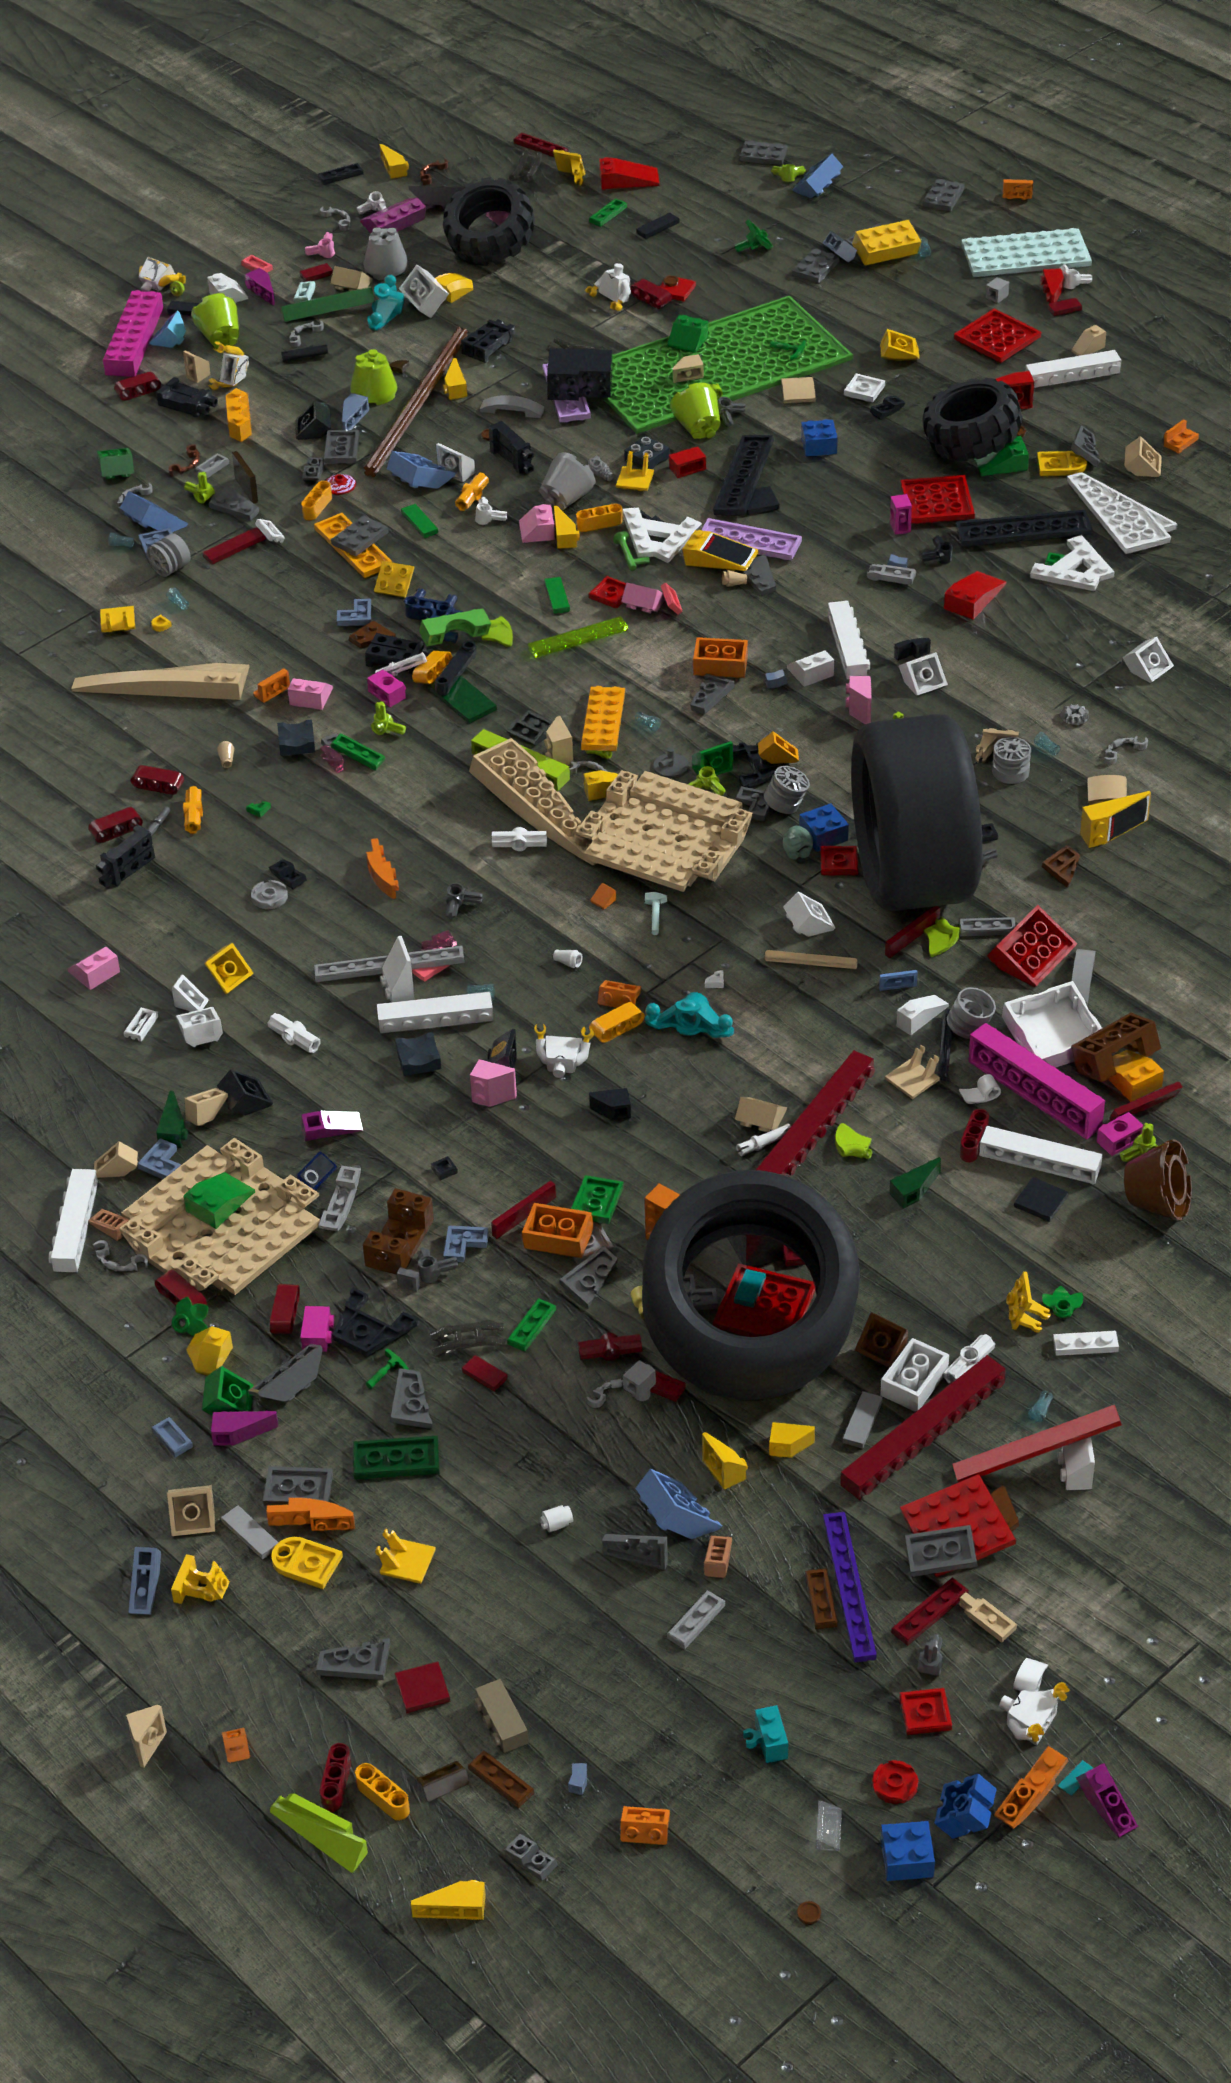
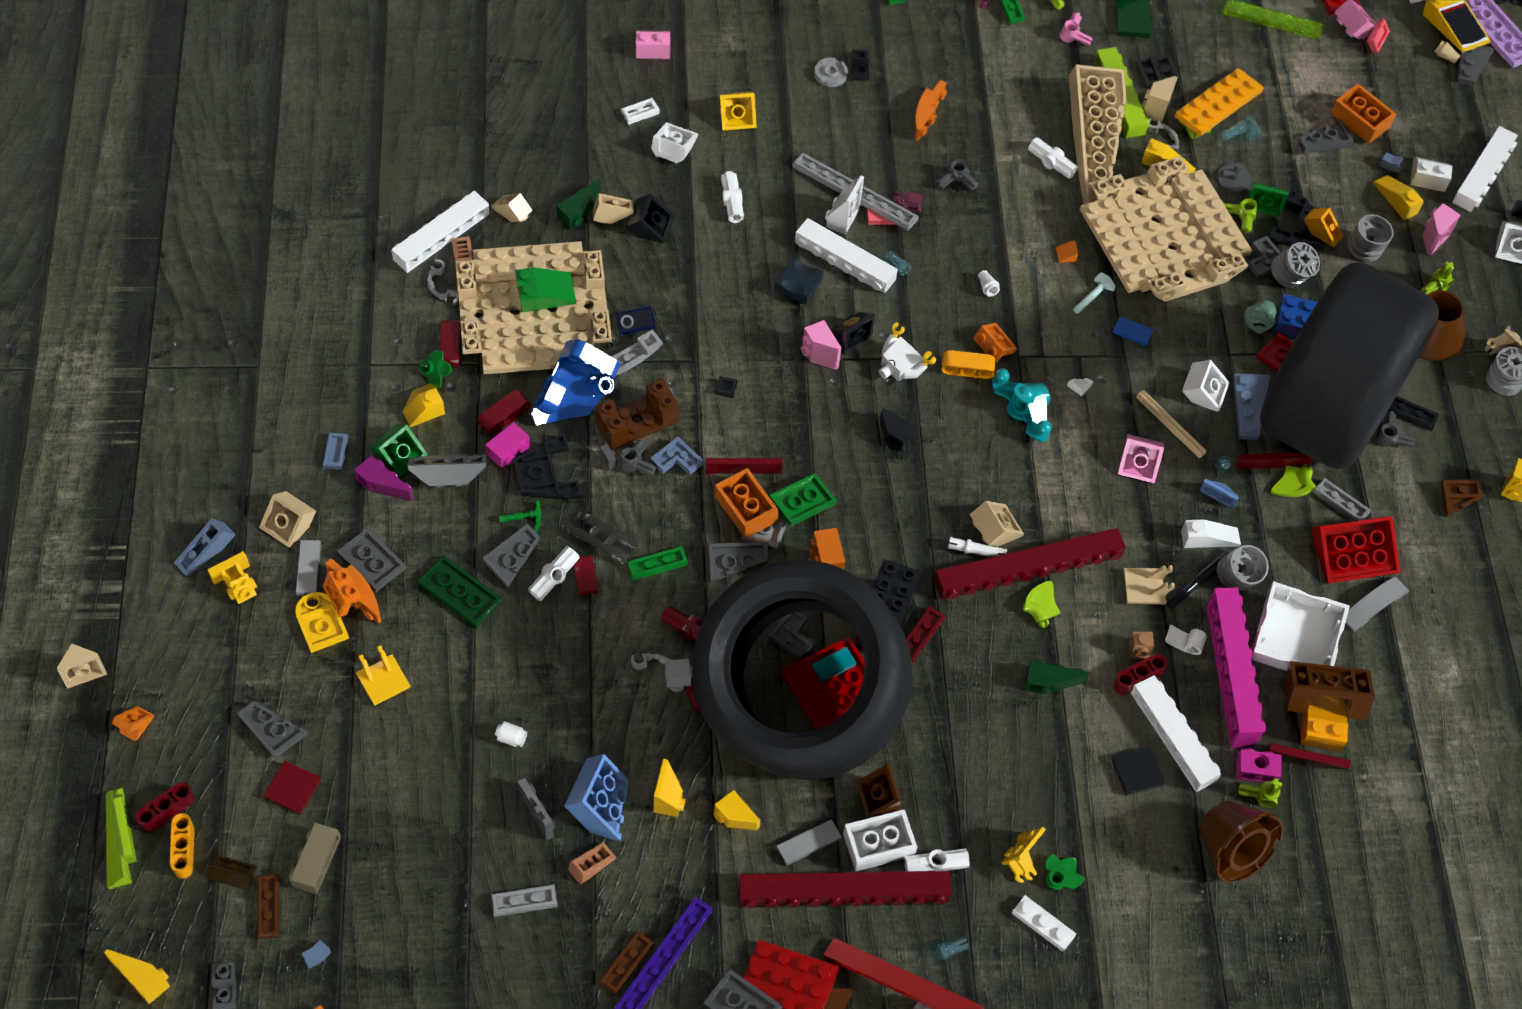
camera: 35 degrees right, 15 degrees up
(157, 1159) = (540, 226): sand blue plate -> none
(187, 995) = (690, 112): white slope -> none
(303, 1522) = (341, 590): none -> orange bracket
(325, 1242) = (575, 383): none -> blue panel
(329, 1124) = (680, 289): magenta slope -> none
(433, 741) = (1071, 31): none -> bright pink axle
(460, 1386) = (561, 565): none -> white piece
(637, 729) = (1237, 129): none -> clear light blue pin
(713, 917) = (1132, 331): none -> blue tile
(809, 697) = (1400, 196): none -> yellow slope
(816, 996) = (1141, 458): none -> bright pink slope
(819, 737) = (1370, 238): none -> light grey wheel
(851, 906) = (1249, 397): none -> sand blue wing
(880, 960) = (1224, 466): none -> clear light blue hinge
(954, 1116) = (1140, 645): none -> medium nougat brick

